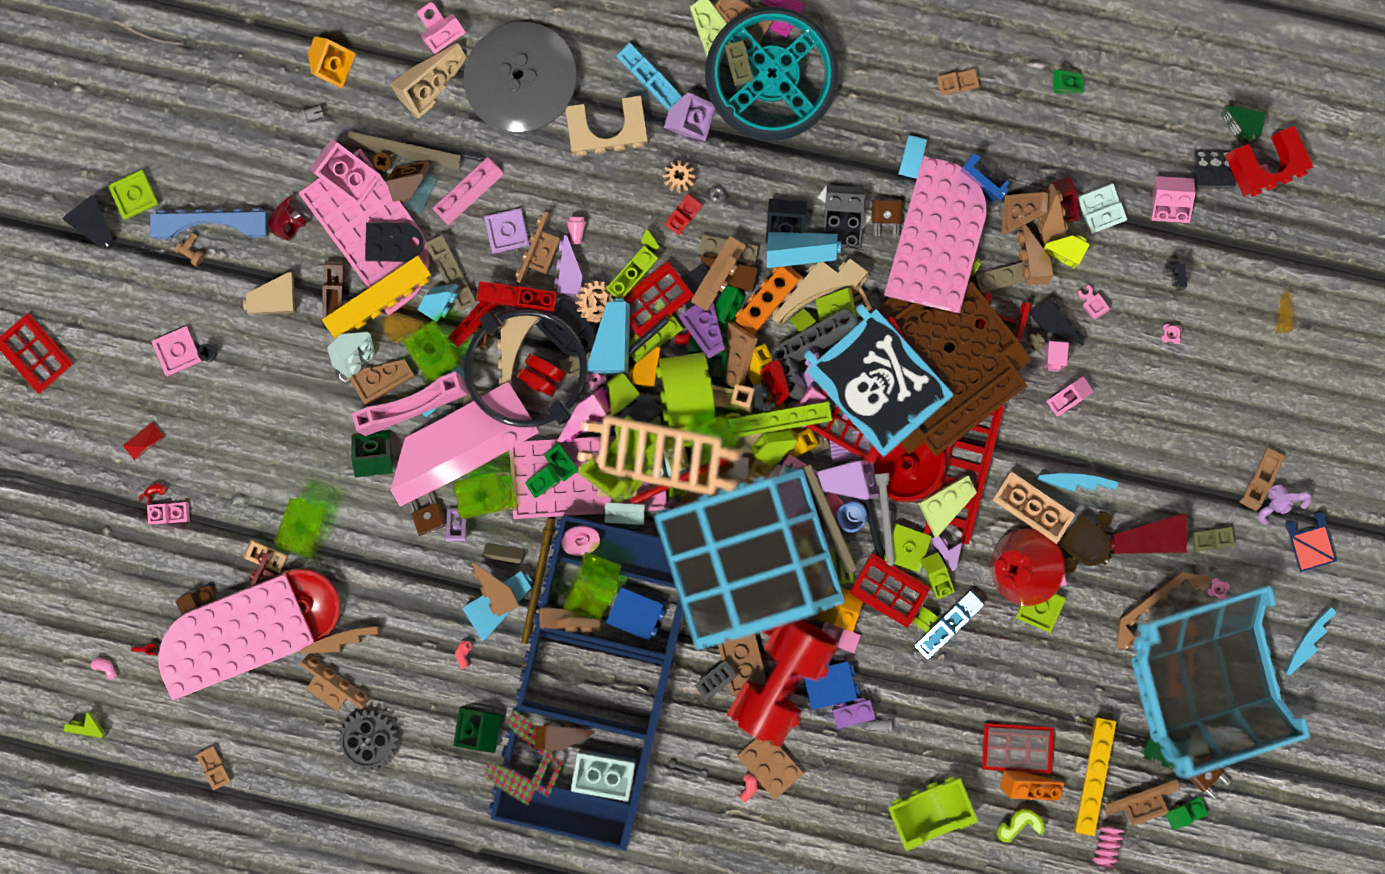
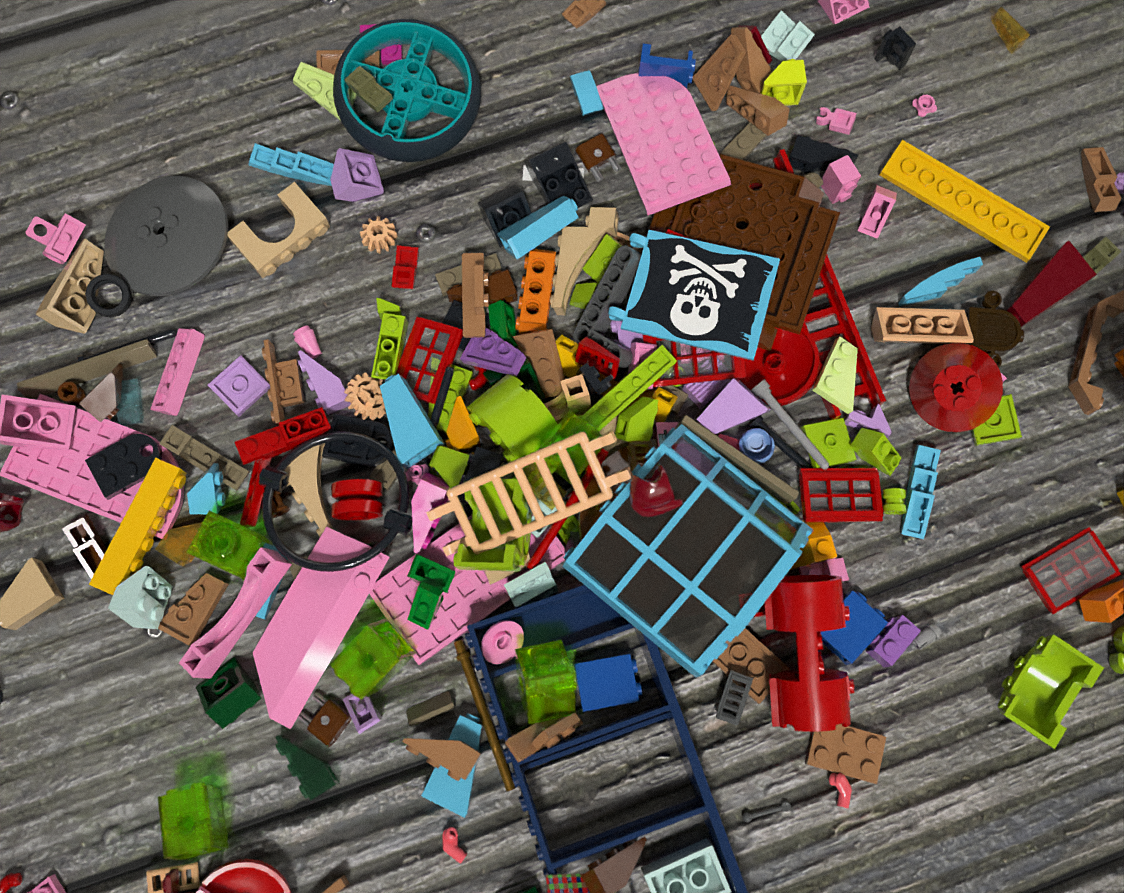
camera: 35 degrees left, 10 degrees down
(398, 545) = (312, 771): none -> clear green slope
(451, 115) = (113, 279): none -> black tyre
(738, 511) = (653, 495): none -> dark red piece
(1143, 430) = (964, 201): none -> yellow plate

